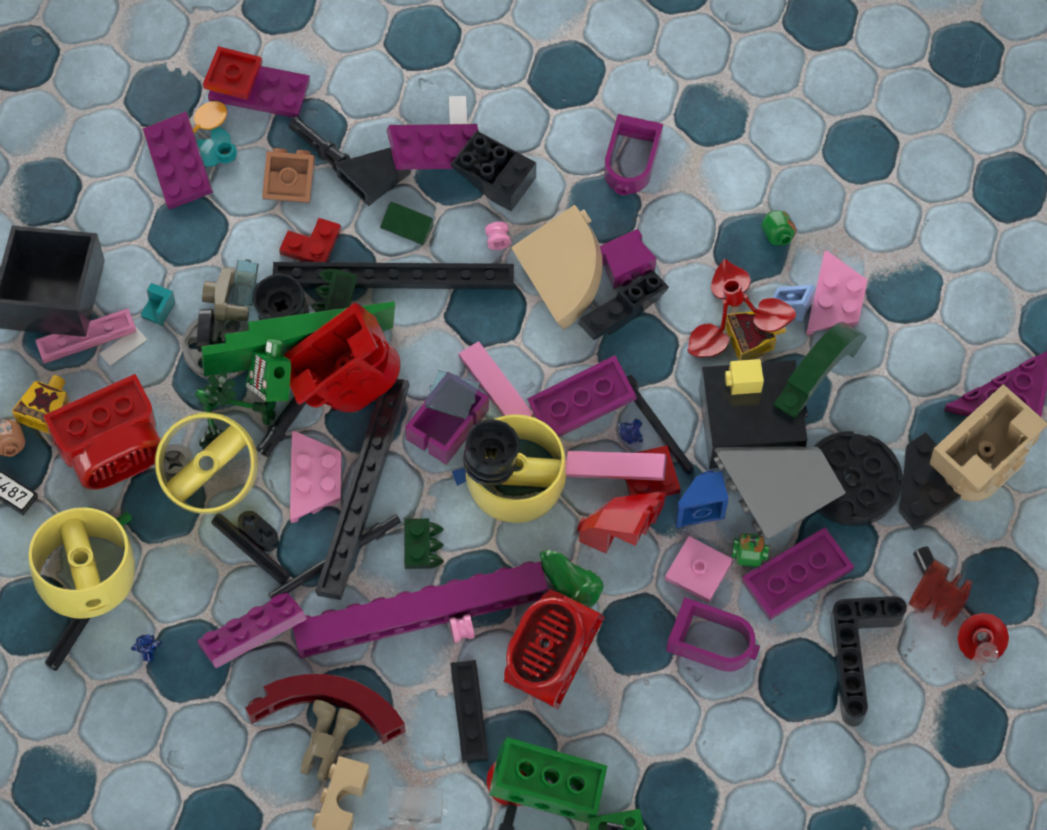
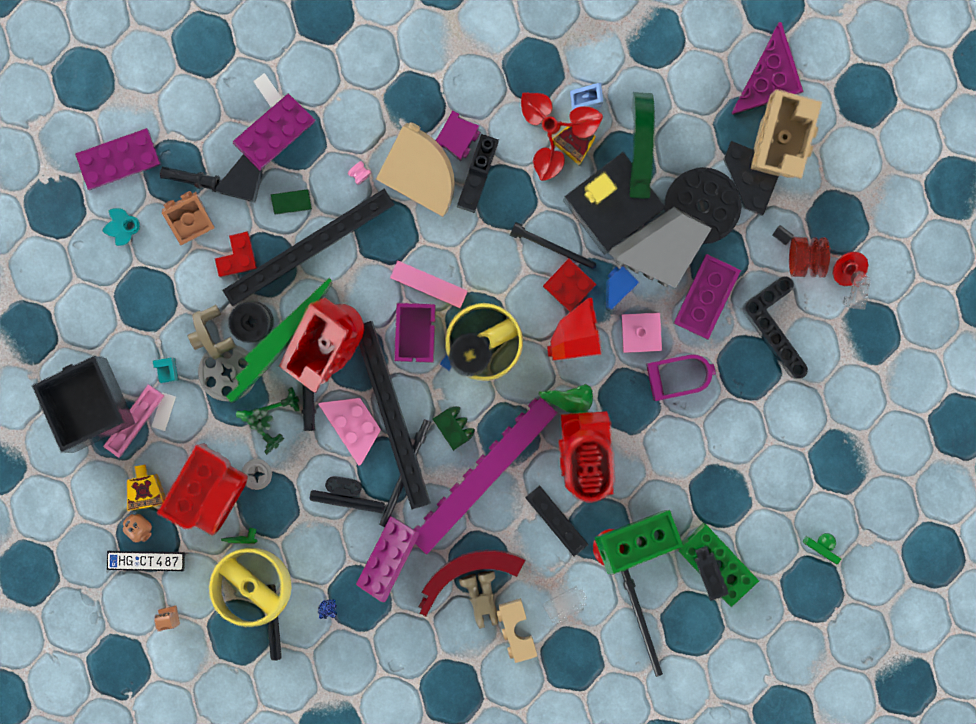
camera: 30 degrees left, 25 degrees up
(177, 160) = (102, 252): magenta plate -> none
(192, 476) = (277, 497): light yellow cylinder -> none
(205, 328) = (213, 372): black beam -> none
(210, 116) = (99, 205): light orange piece -> none
(232, 72) = (94, 164): red plate -> none
(245, 282) = (216, 321): clear light blue piece -> none
(270, 373) = (282, 382): green torso -> none
(338, 293) = (282, 288): dark green plate -> none
(452, 394) = (410, 318): clear light blue piece -> none
(461, 628) = (517, 471): bright pink wheel -> none
(495, 170) = (324, 123): black slope -> none
(583, 397) = (494, 261): magenta plate -> none
(615, 465) = (546, 296): bright pink tile -> none
(630, 431) = (539, 263): clear blue plant -> none
(637, 129) = (401, 28): magenta window -> none
(750, 550) = (668, 301): green head -> none
(778, 228) = (545, 45): green head -> none
(837, 295) = (614, 72): bright pink wing -> none

